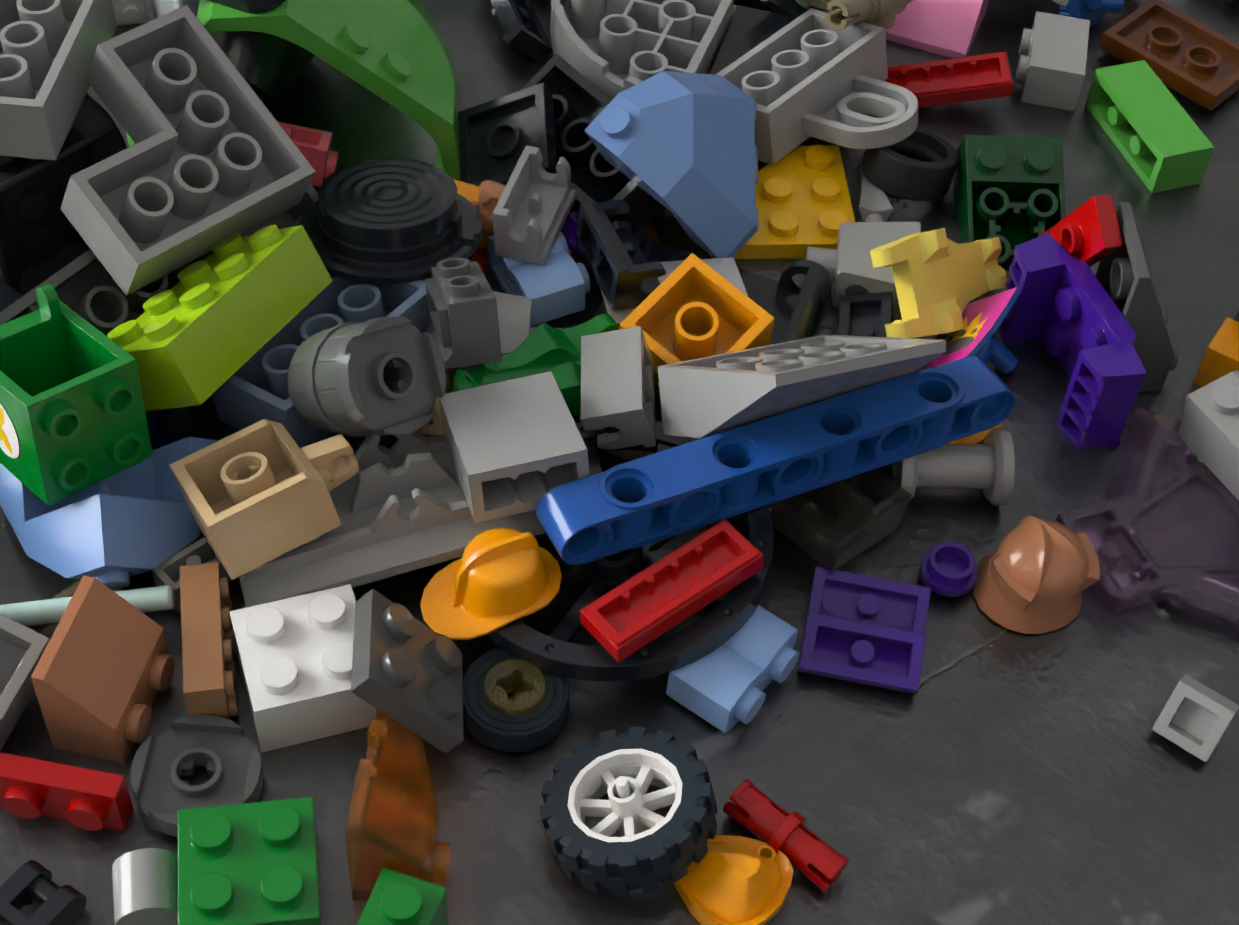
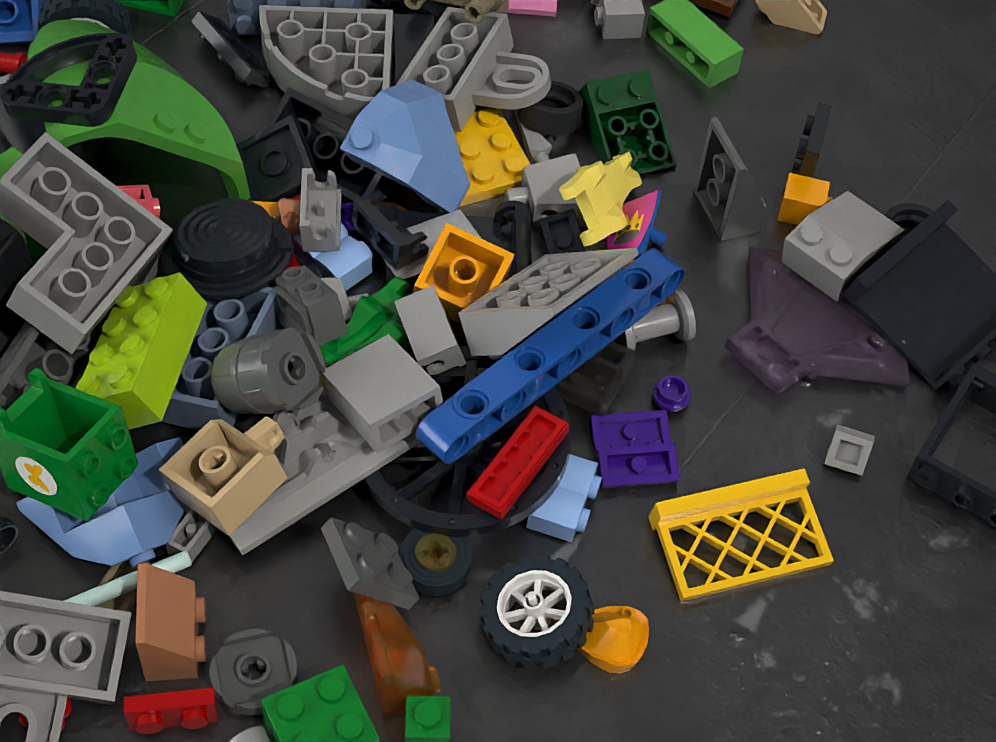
camera: 20 degrees left, 5 degrees up
(207, 641) = (223, 581): medium nougat piece -> none
(300, 667) = (293, 579): white brick -> none
(491, 585) = (397, 491): light orange piece -> none
(786, 833) = (634, 596): red pin -> none
(955, 79) = (557, 36): red plate -> none
(995, 741) = (731, 501): none -> yellow fence
(1036, 576) = (727, 384): nougat helmet -> none
(1084, 334) = (707, 211): dark purple plate -> none
(1090, 230) = (683, 148): red plate -> none

